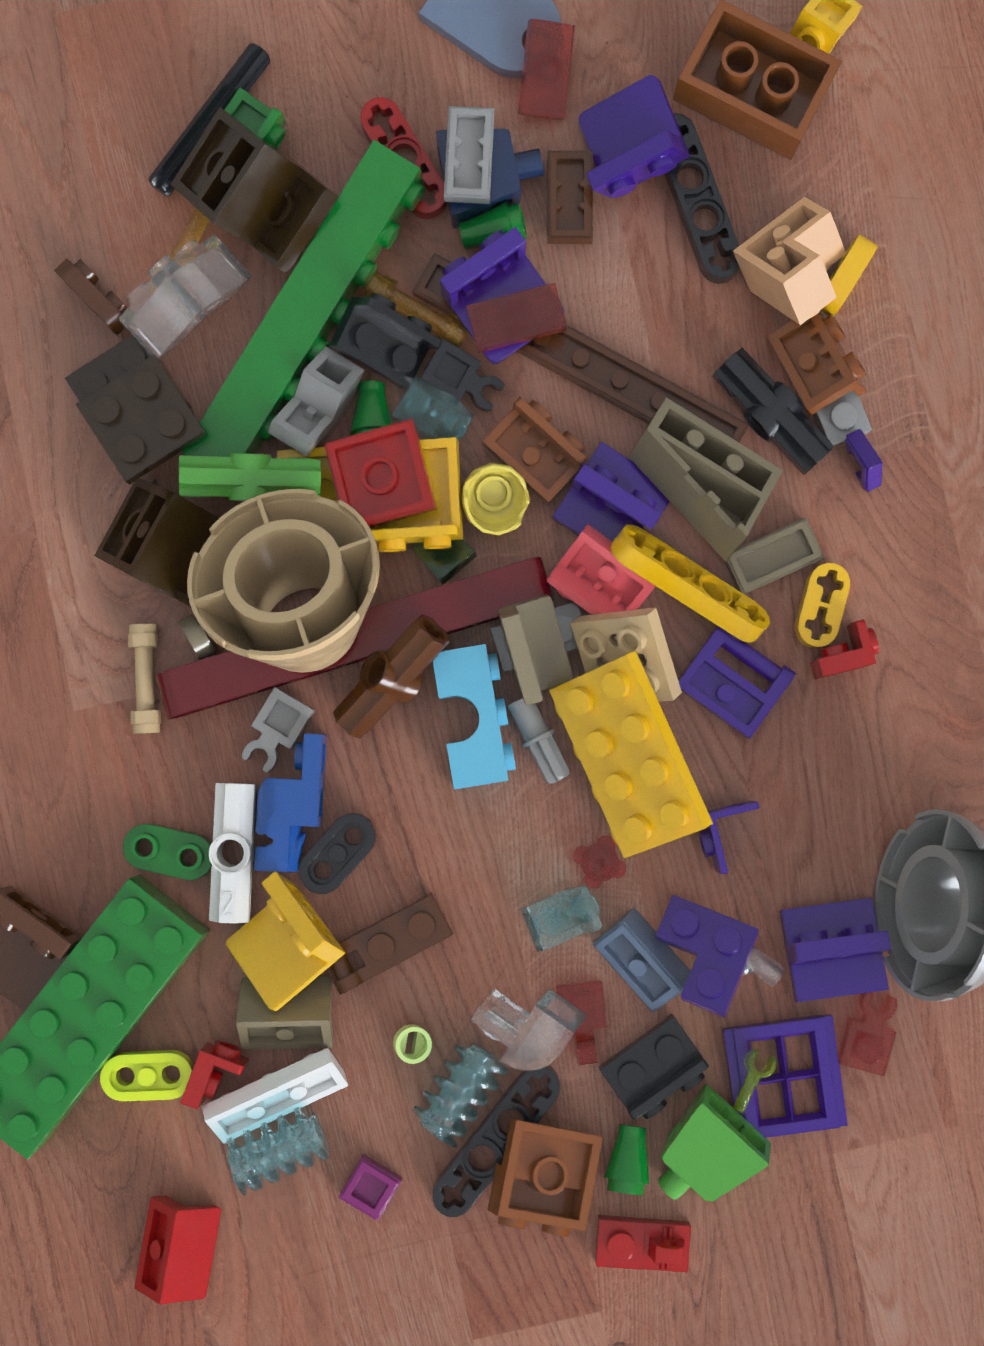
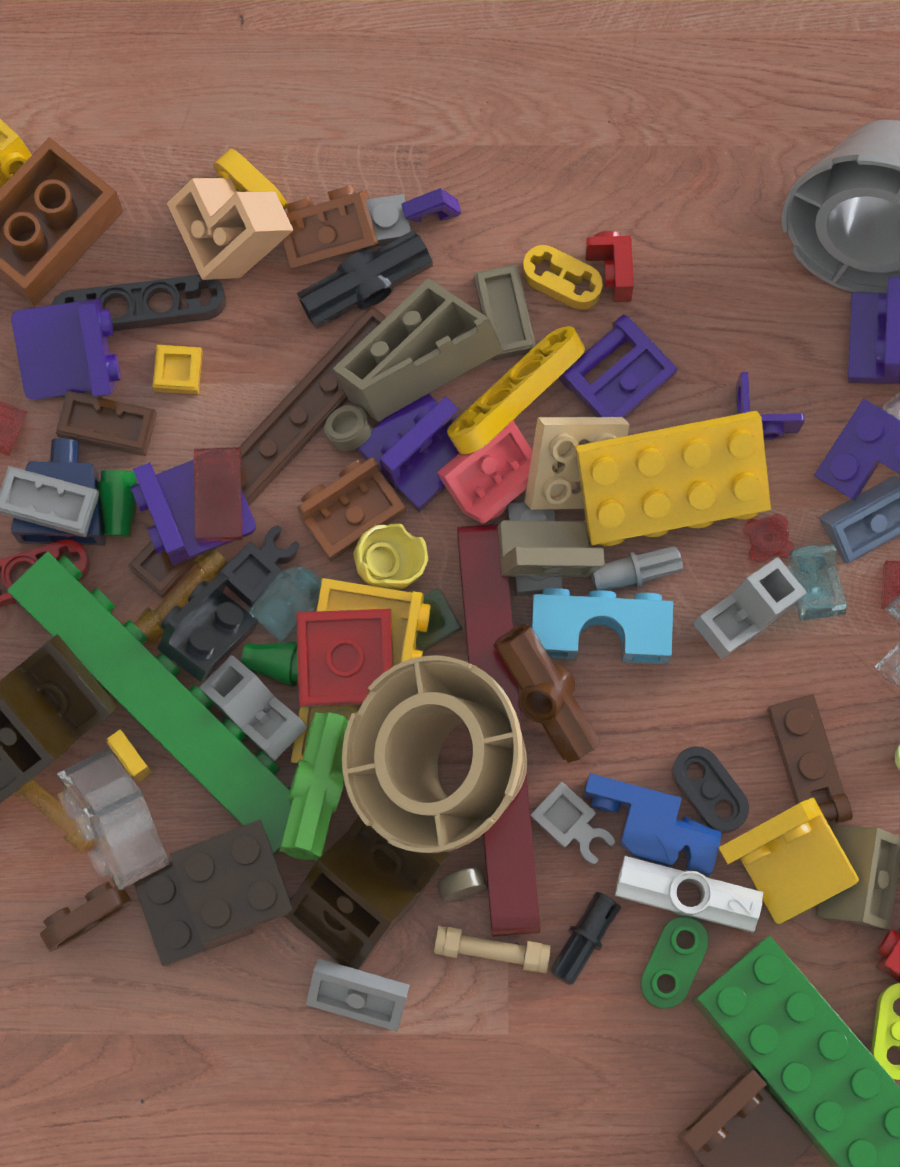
camera: 80 degrees left, 10 degrees down
(74, 563) = (357, 994): none -> light grey plate
(172, 763) = (585, 938): none -> black axle
(250, 299) = (129, 756): none -> yellow tile
(518, 856) = (750, 608): none -> light grey brick
(617, 430) = (348, 427): none -> dark tan tile
(641, 252) = (177, 369): none -> yellow tile

